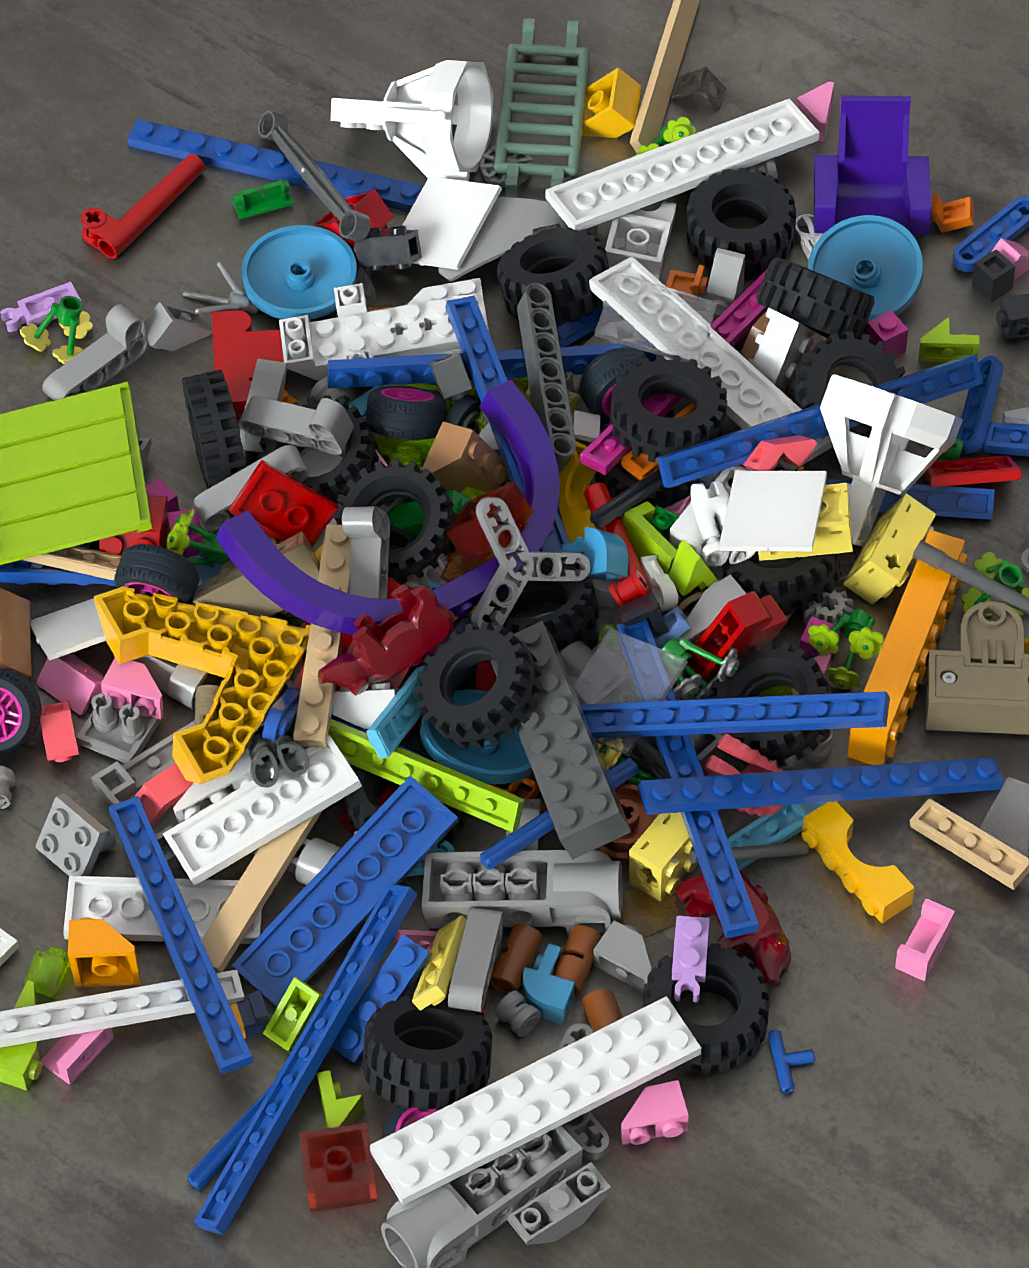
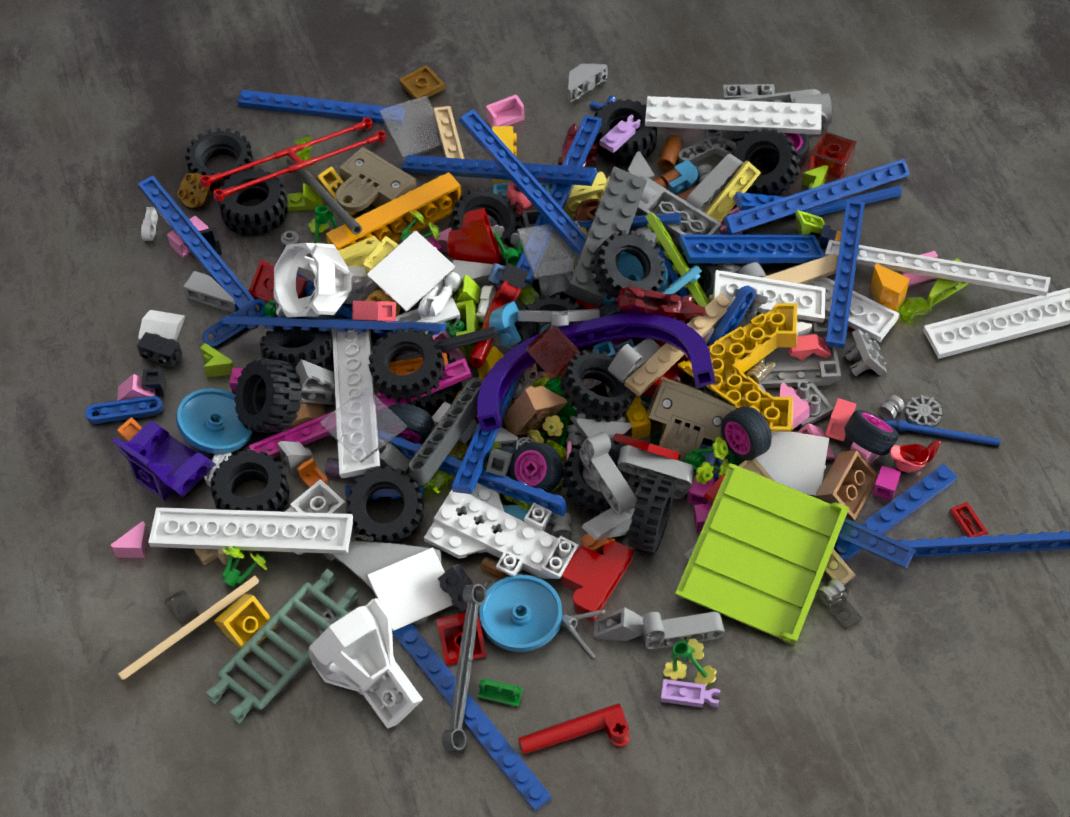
camera: 145 degrees left, 0 degrees up
(859, 1084) = (585, 78): none -> light grey slope

